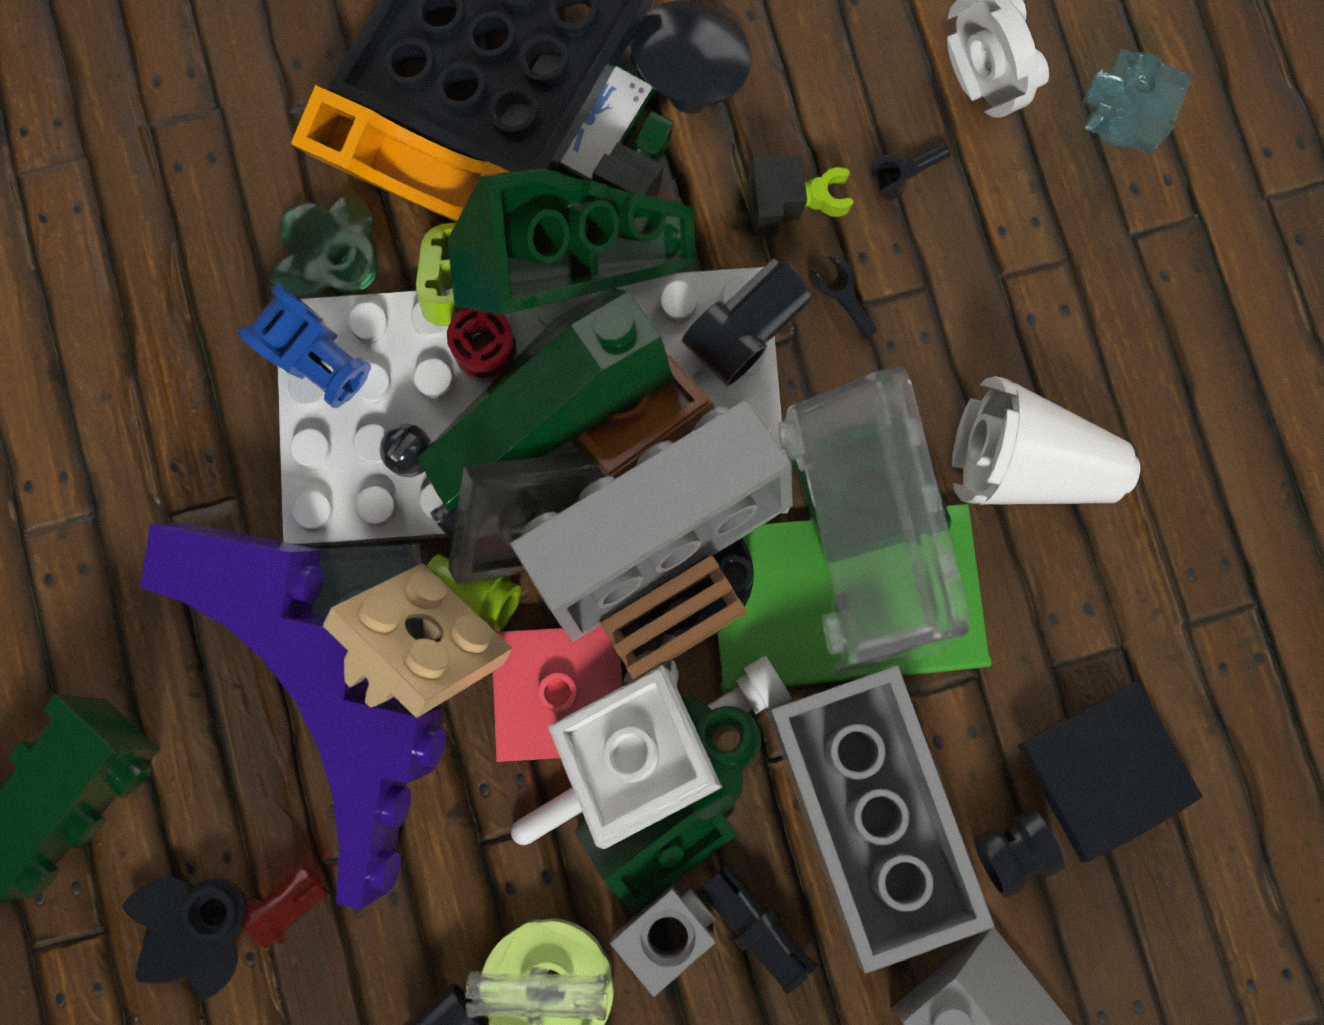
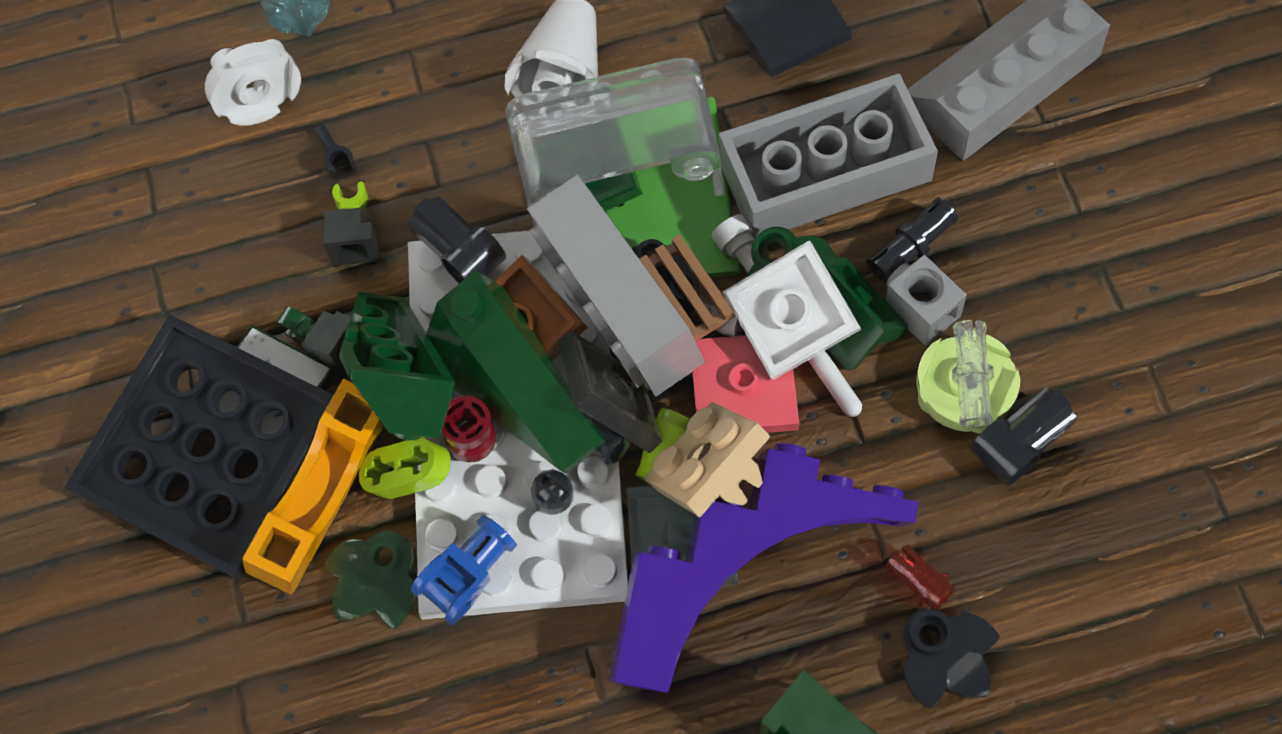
camera: 85 degrees left, 15 degrees down
(691, 54) = (229, 298): black dish -> none
(842, 292) = (420, 190): black hand -> none
(1019, 853) = (845, 68): black wheel -> none

